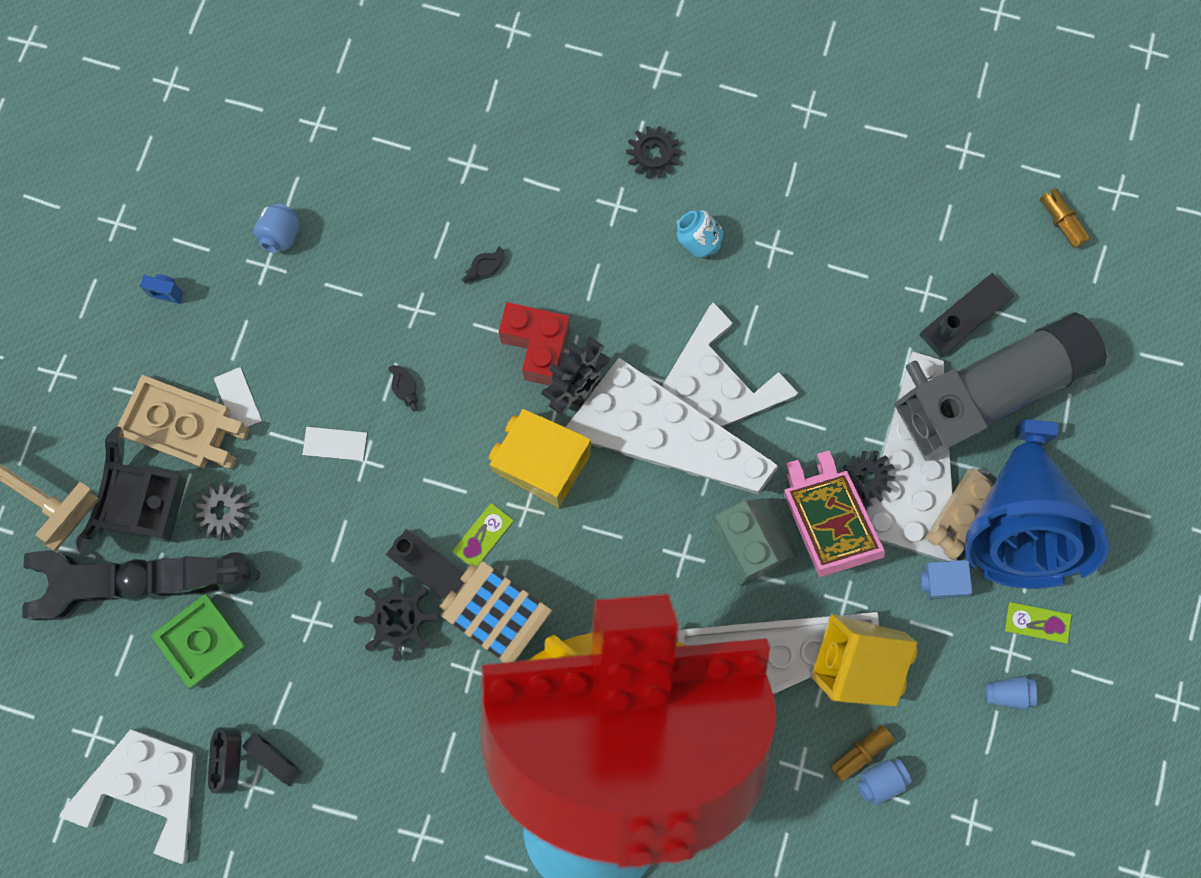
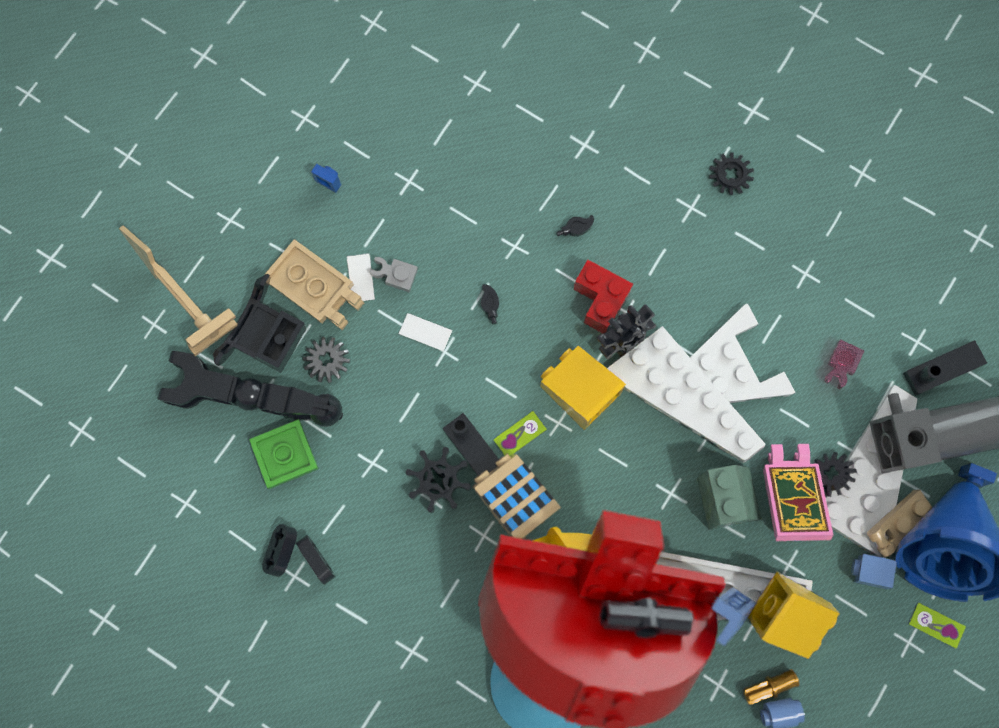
camera: 15 degrees right, 0 degrees up
(148, 776) = (217, 544): white wing -> none
(277, 228) = (425, 155): medium blue head -> none
(282, 382) = (399, 274): none -> light grey plate
(683, 715) = (646, 618): none -> black piece
(699, 233) = (751, 247): medium azure head -> none
(792, 673) = (735, 608): none -> medium blue fence
(845, 338) = (844, 360): none -> clear pink plate
(1012, 692) = (902, 674): medium blue cone -> none

